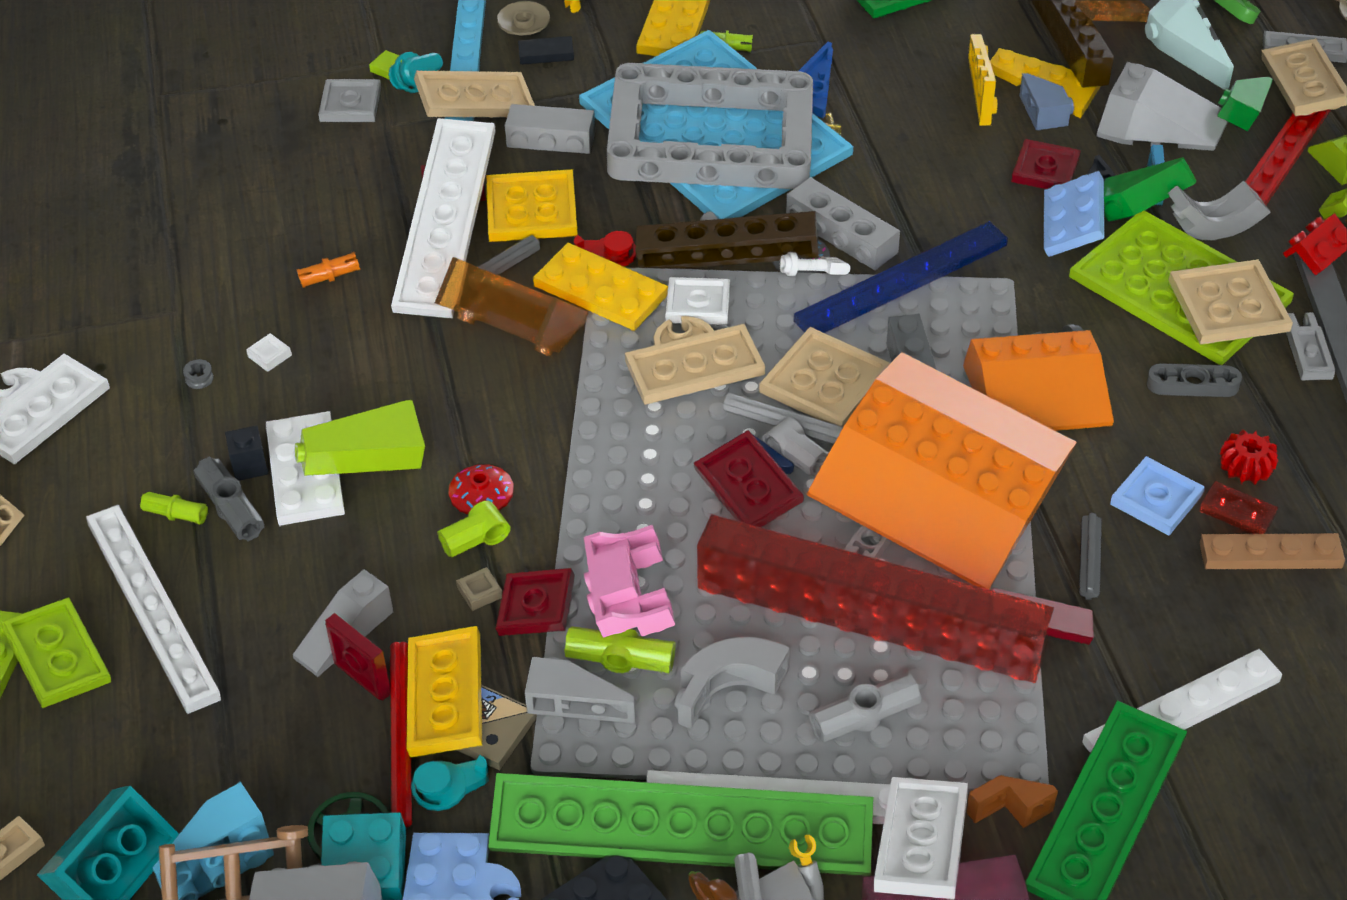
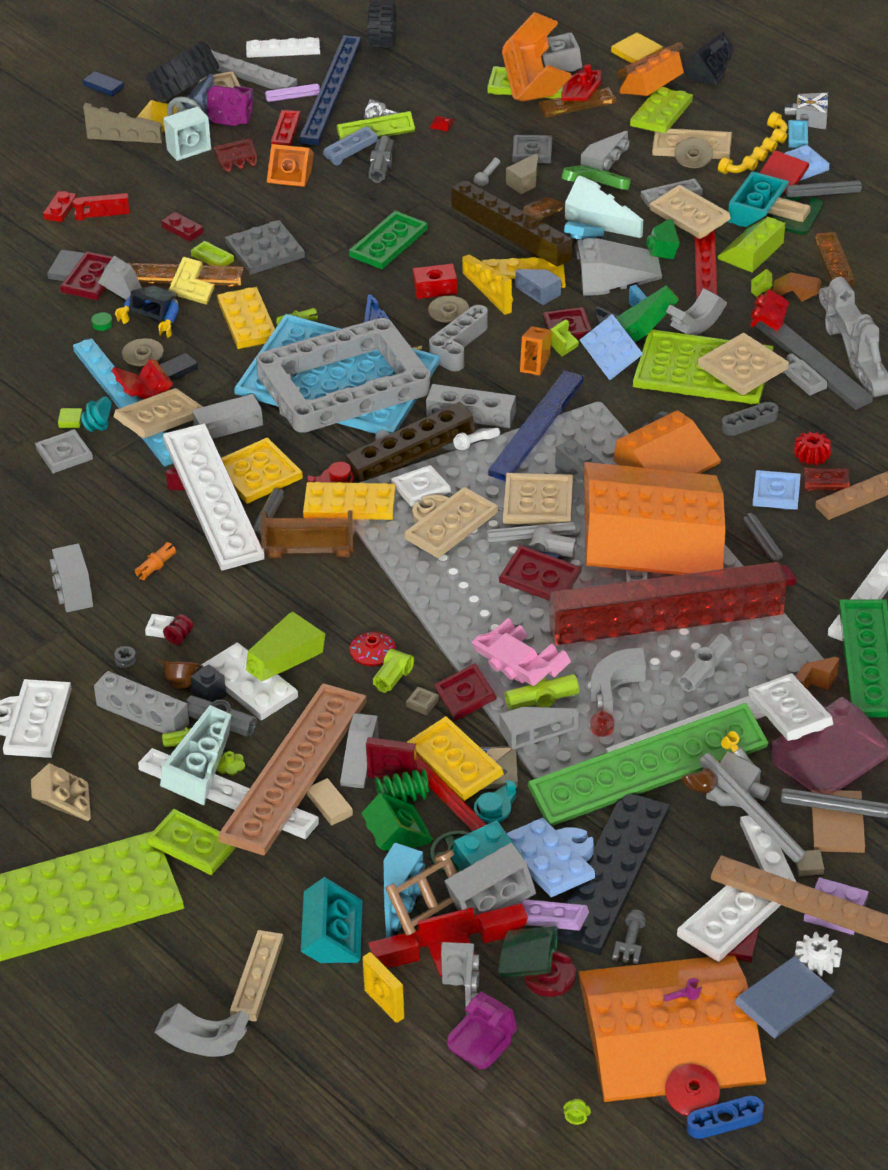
camera: 30 degrees left, 5 degrees down
(141, 541) = (196, 758): none -> light aqua wedge
(155, 442) = (141, 703): none -> light grey brick
(195, 566) = (230, 764): none -> lime plant
(212, 252) = (71, 578): none -> light grey brick
(230, 414) = (179, 673): none -> reddish brown piece
(235, 612) = (292, 770): none -> nougat plate
(258, 675) = (329, 802): none -> tan tile
(279, 365) = (178, 629): none -> dark red bush
(302, 750) = (395, 822): none -> green slope
(346, 703) = (405, 786): none -> green piece
(486, 54) = (147, 384): none -> red bracket
(665, 733) = (602, 724): none -> clear red tile
(895, 129) = (452, 339): none -> light grey beam
(910, 93) = (447, 308): none -> dark tan dish
(920, 53) = (434, 281): none -> red brick
(973, 181) = (535, 343): none -> orange torso
(1020, 179) = (562, 339): none -> lime panel
(1146, 53) = (584, 231): none -> medium azure wing

